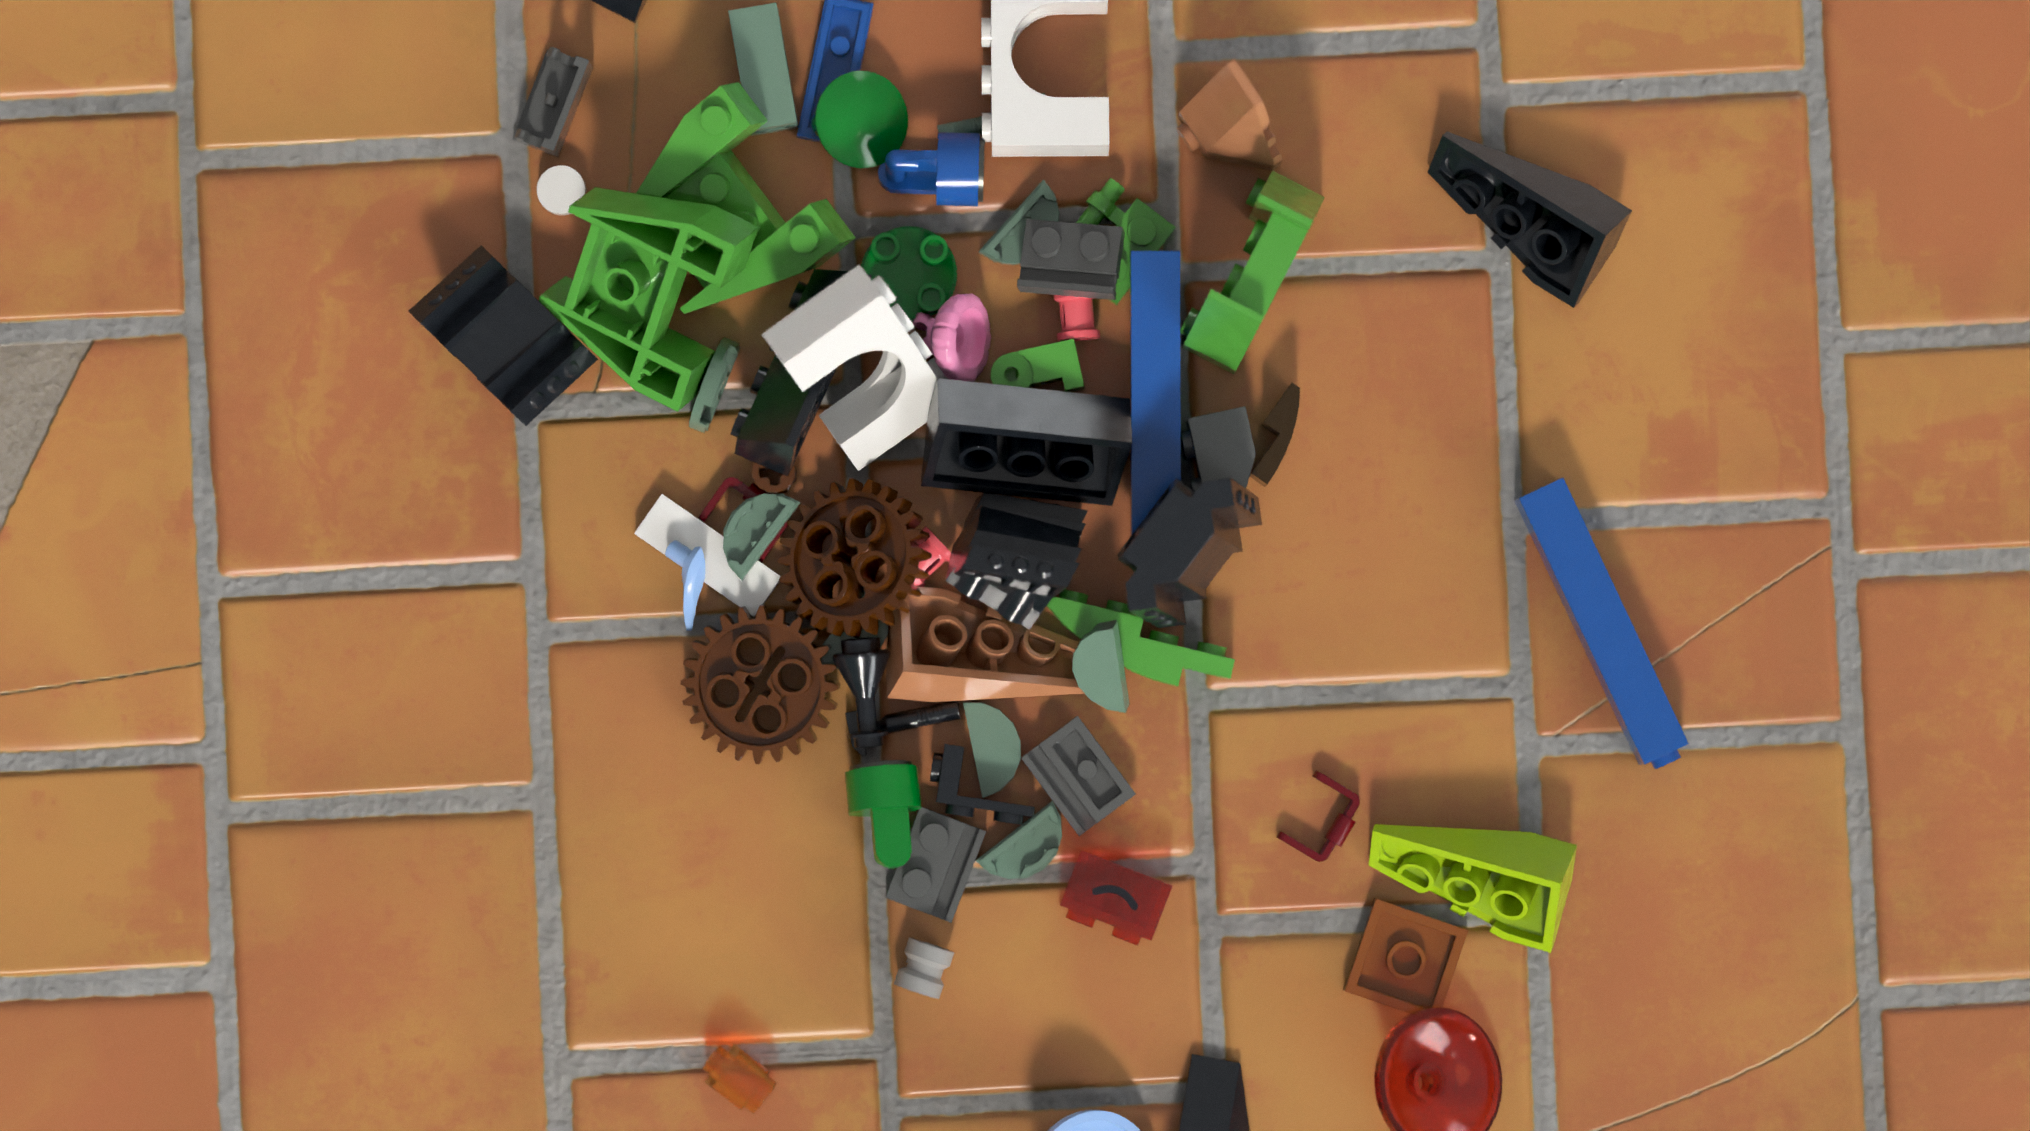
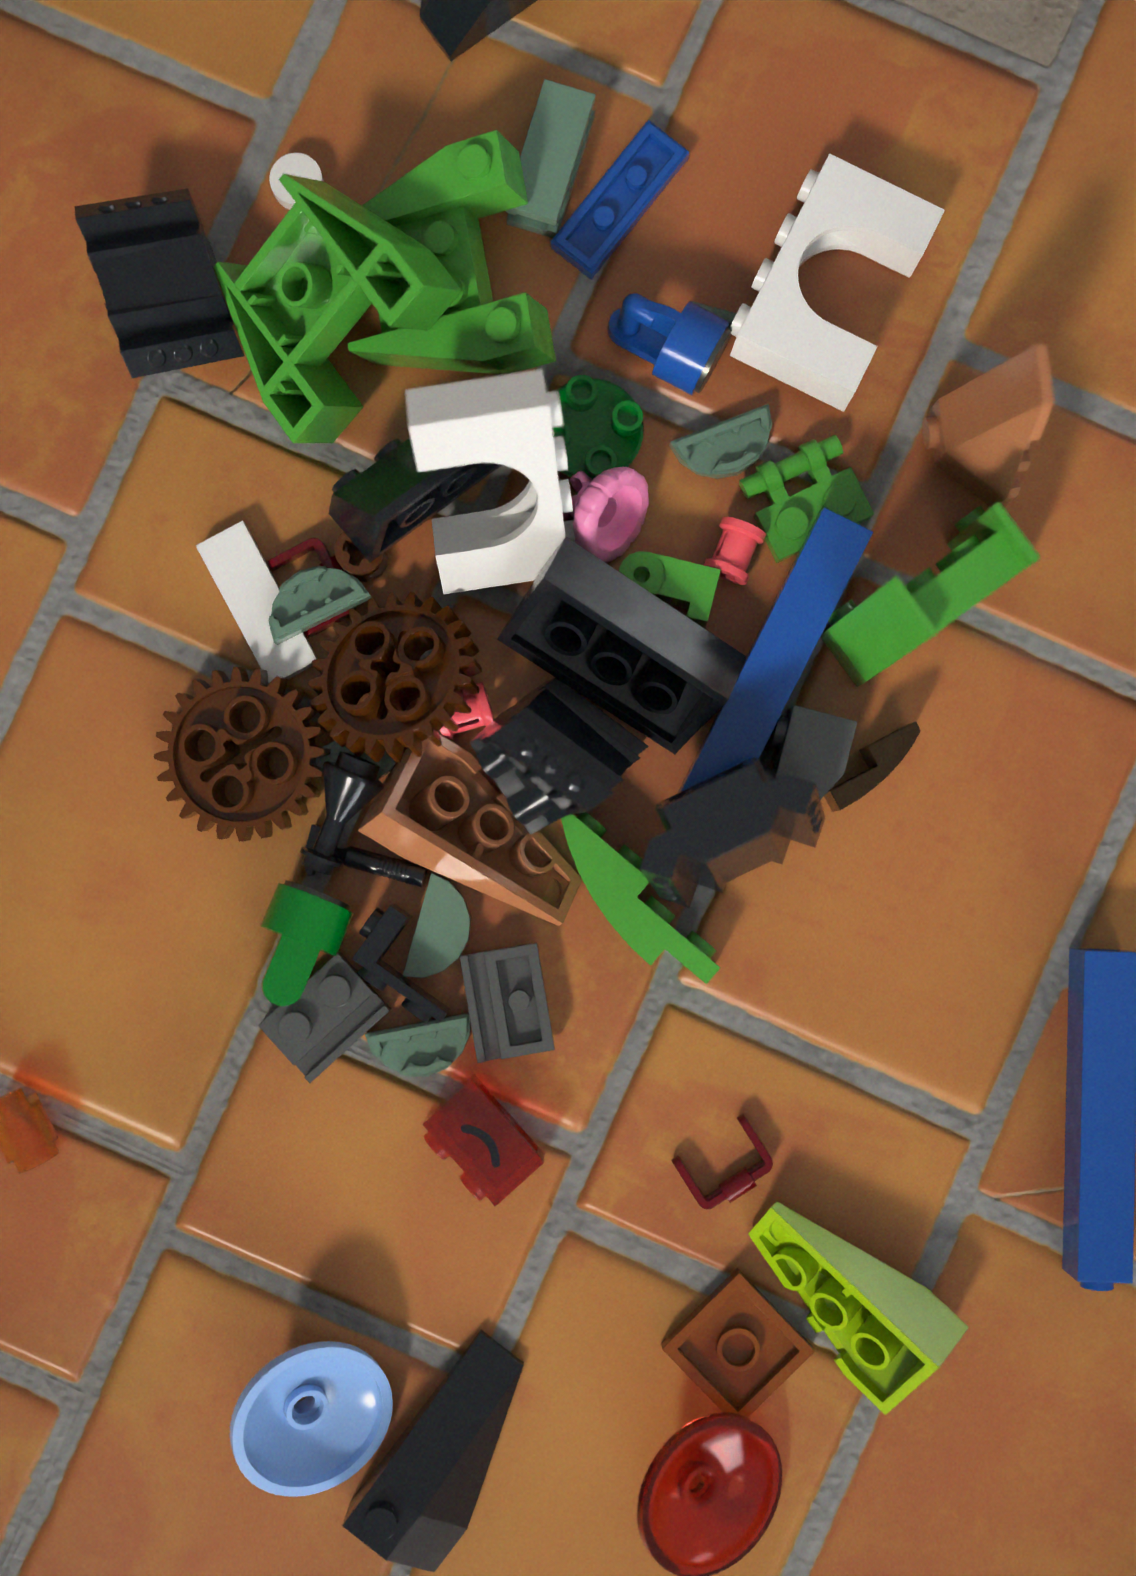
camera: 30 degrees right, 0 degrees up
(553, 101) = (334, 93): dark grey hinge -> none
(692, 576) = (228, 615): light blue bar -> none
(714, 384) = (346, 440): sand green tile -> none
(860, 119) = (620, 252): green dish -> none
(924, 968) = (259, 1115): light grey wheel -> none
(1071, 259) = (757, 490): dark grey plate -> none
(1100, 667) = (582, 908): sand green tile -> none

